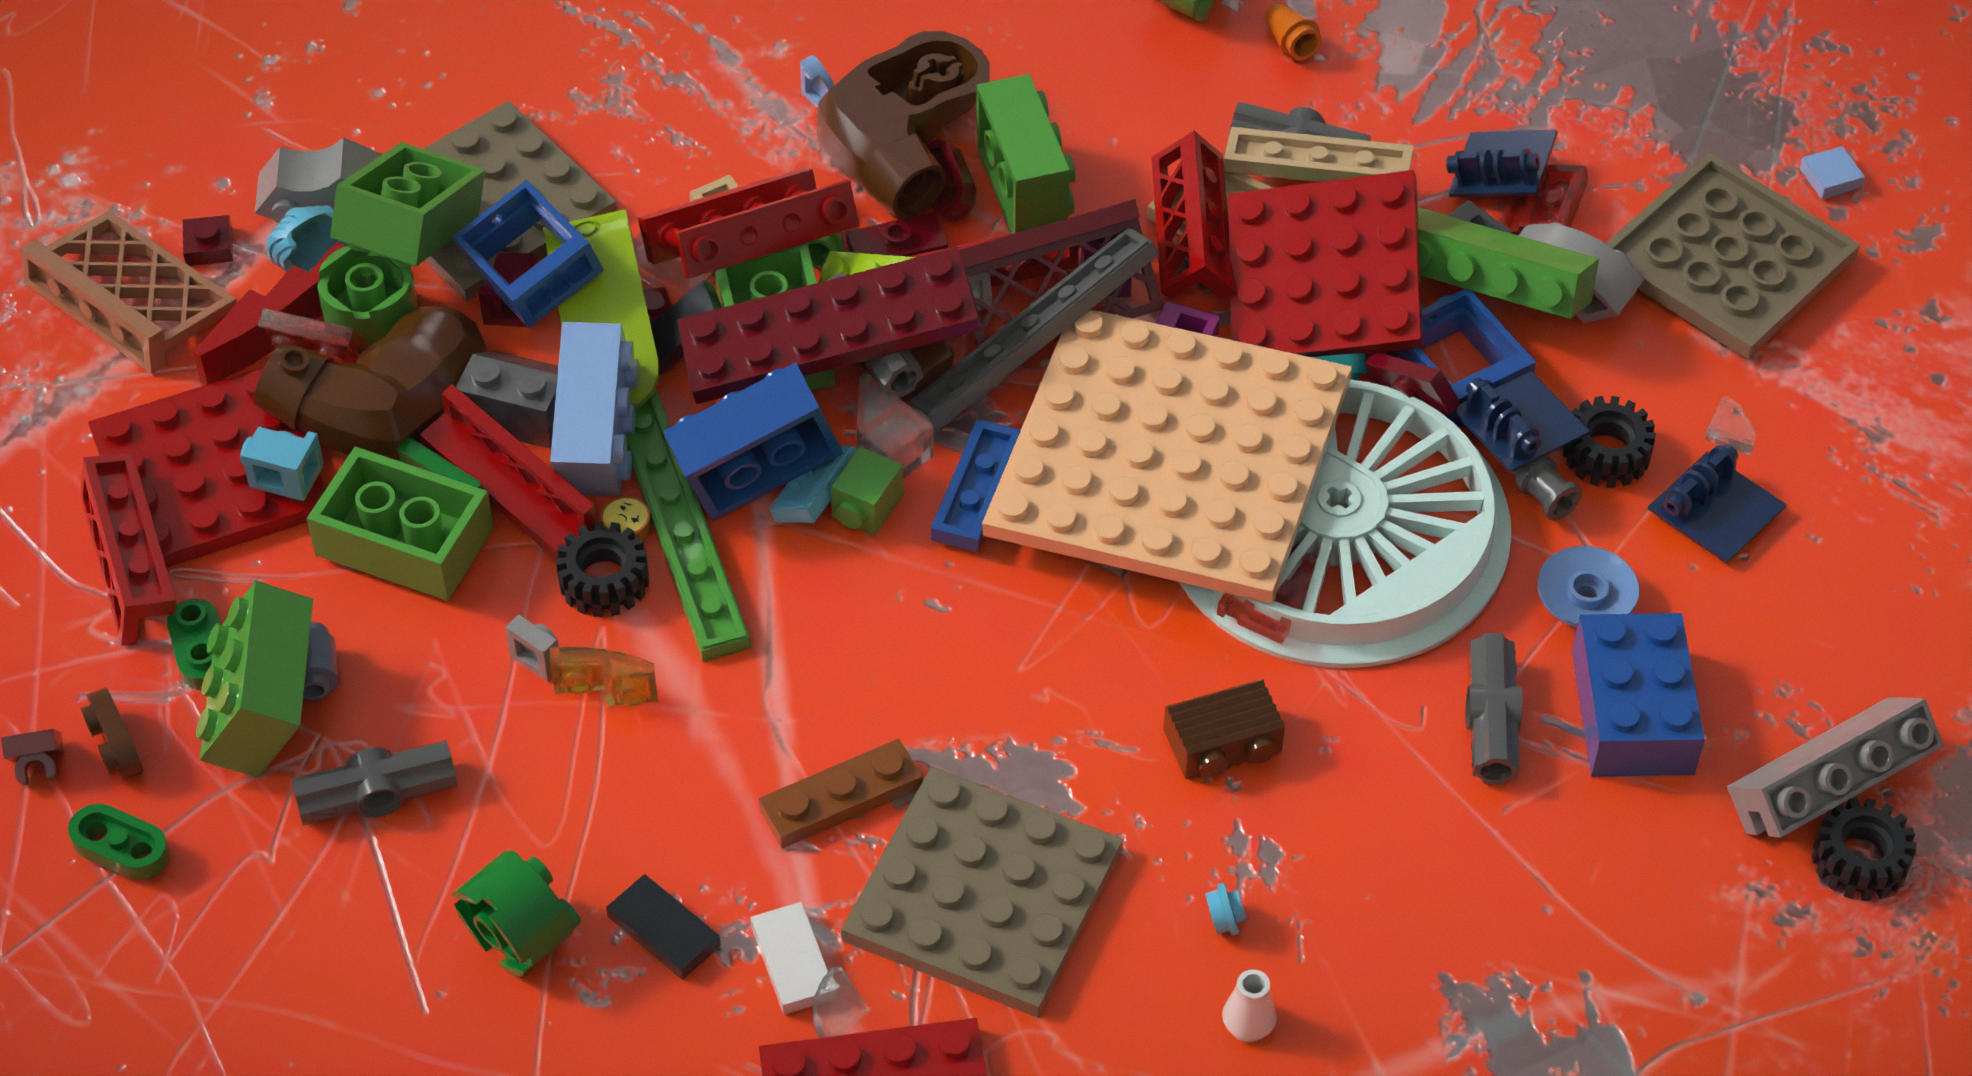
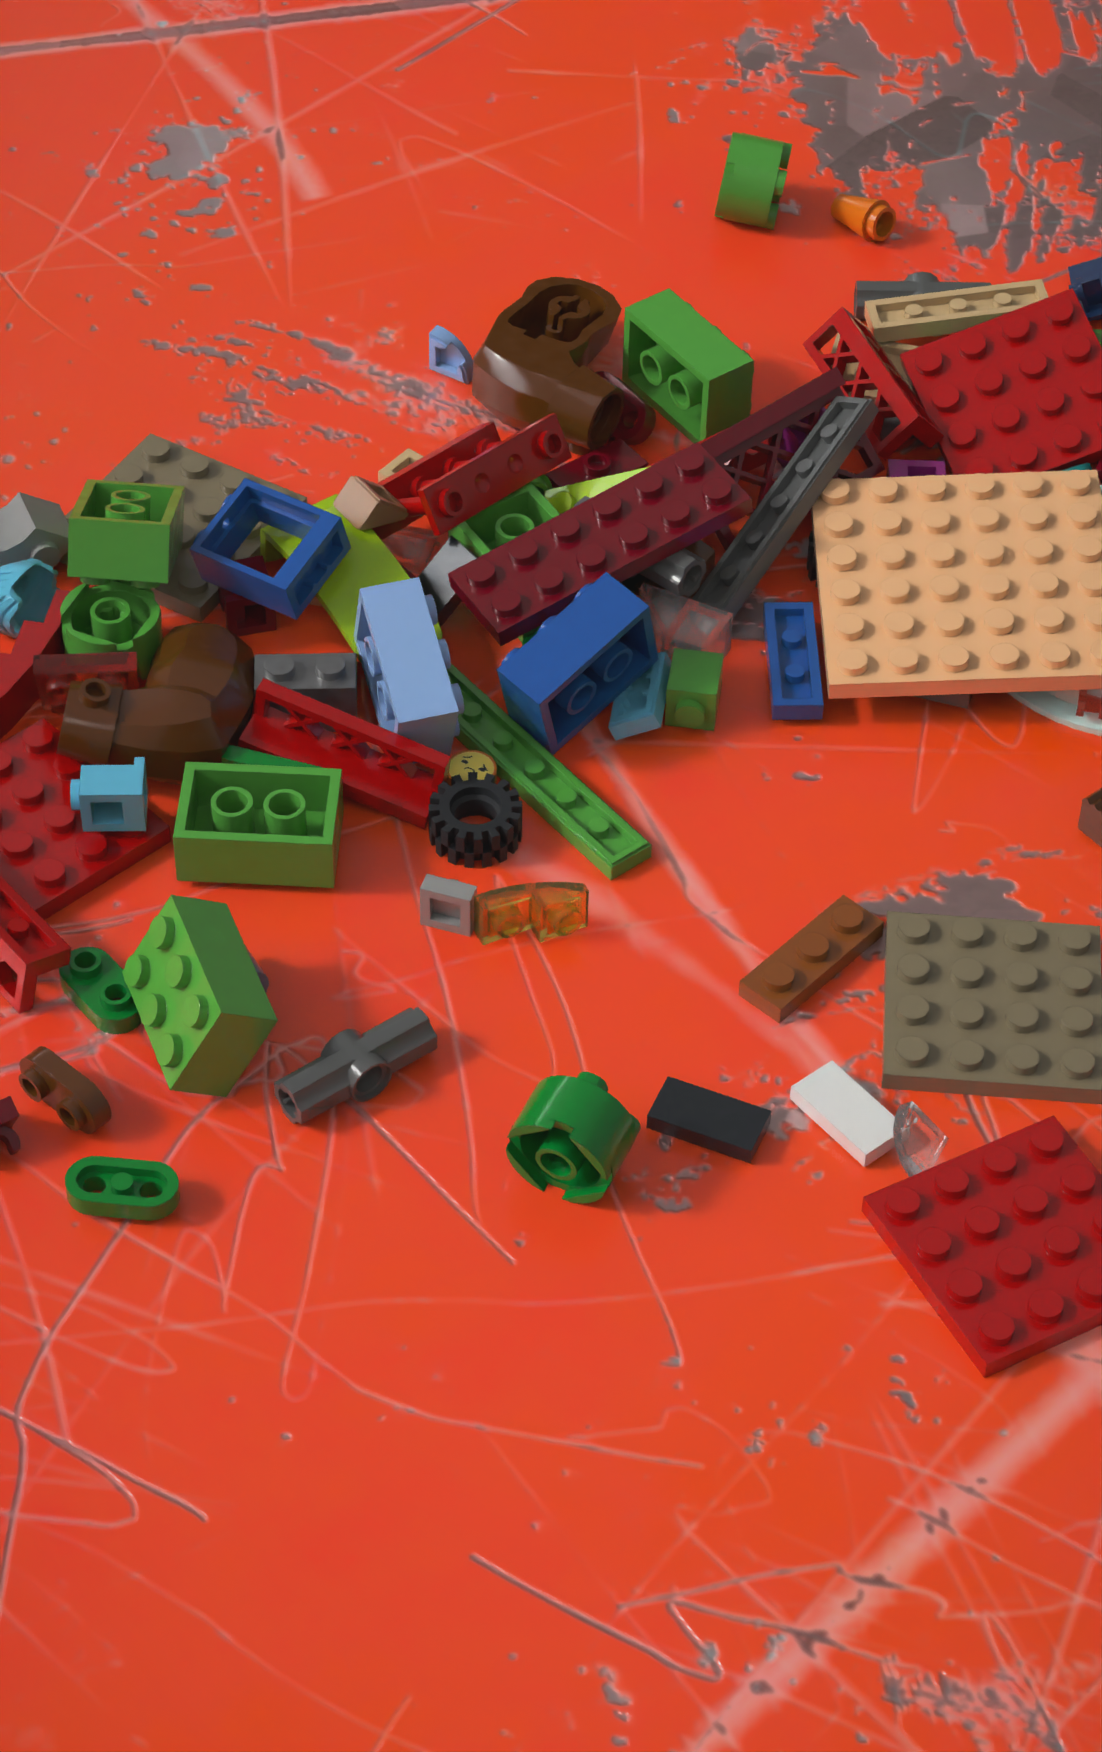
camera: 20 degrees left, 5 degrees down
(642, 230) = (368, 504): none -> medium nougat slope

